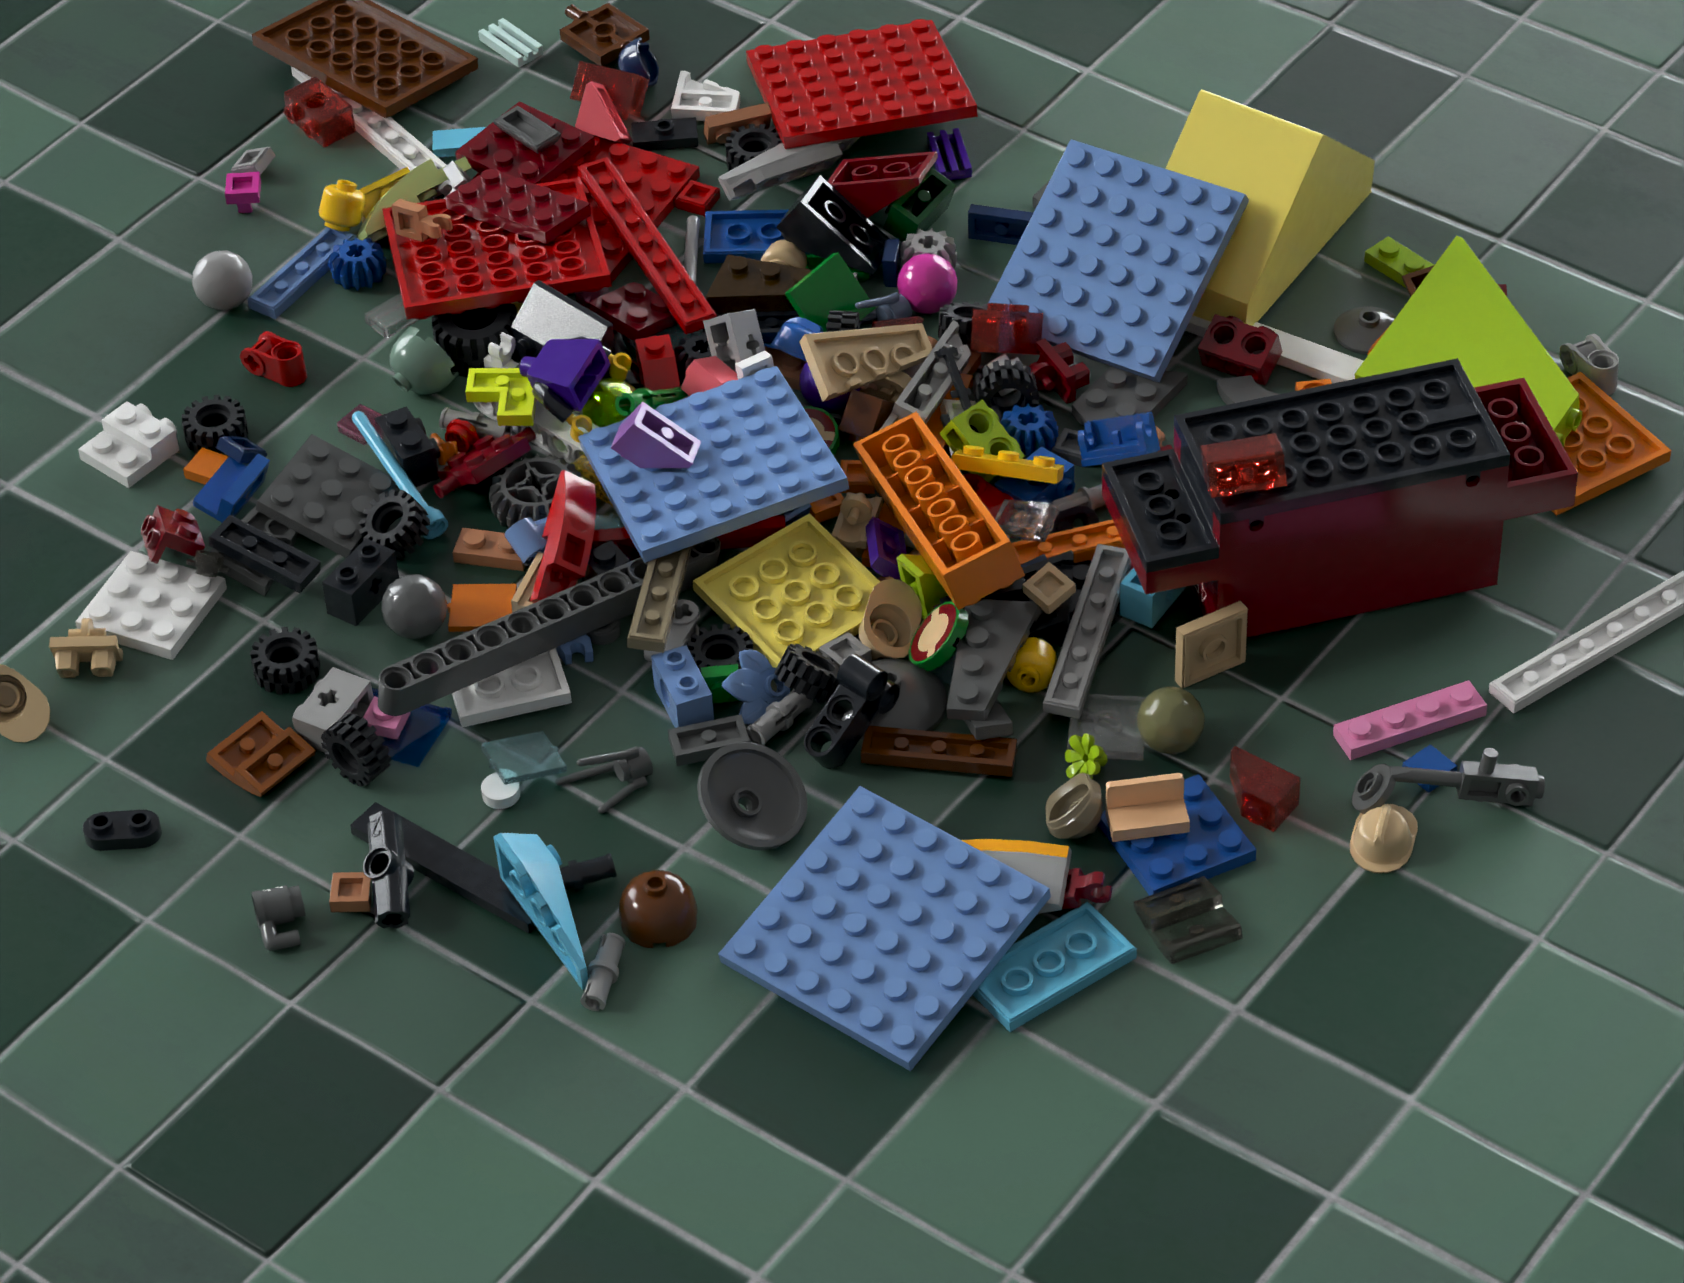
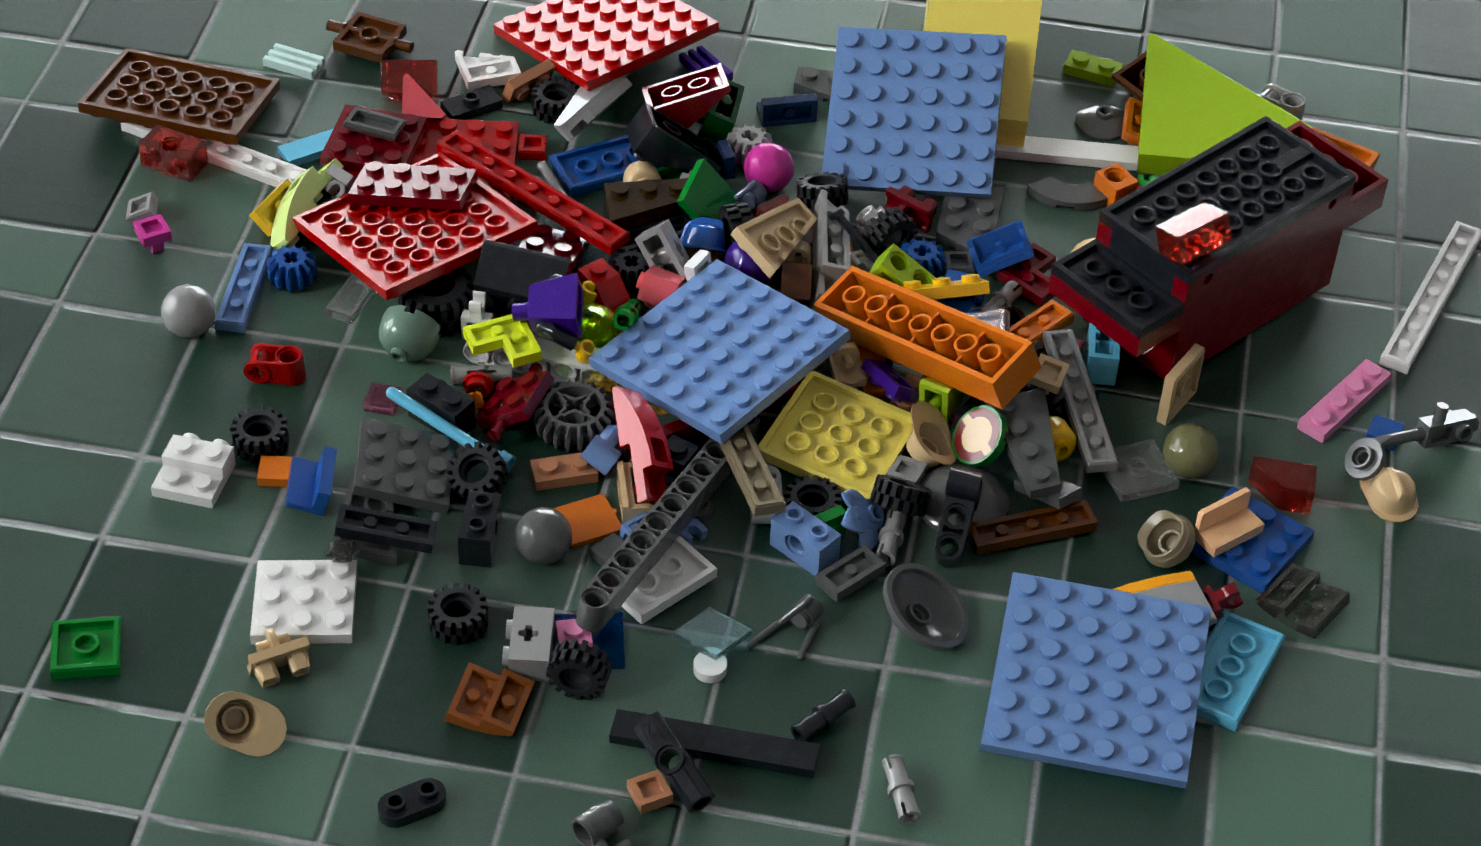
camera: 30 degrees left, 0 degrees up
(172, 530) = (287, 534): dark red bracket -> none
(239, 448) = (298, 448): dark blue tile -> none
(341, 205) = (253, 223): yellow head -> none
(414, 222) = (341, 220): nougat plate -> none
(536, 882) = (821, 741): medium azure wedge -> none
(639, 60) = (415, 49): dark blue hair -> none
(654, 441) = (673, 343): medium lavender slope -> none
(657, 909) = (907, 723): reddish brown cylinder -> none
(1006, 329) = (861, 186): clear red brick -> none
(1085, 756) = (1143, 499): lime plant -> none
(1237, 356) = (1033, 164): dark red brick -> none

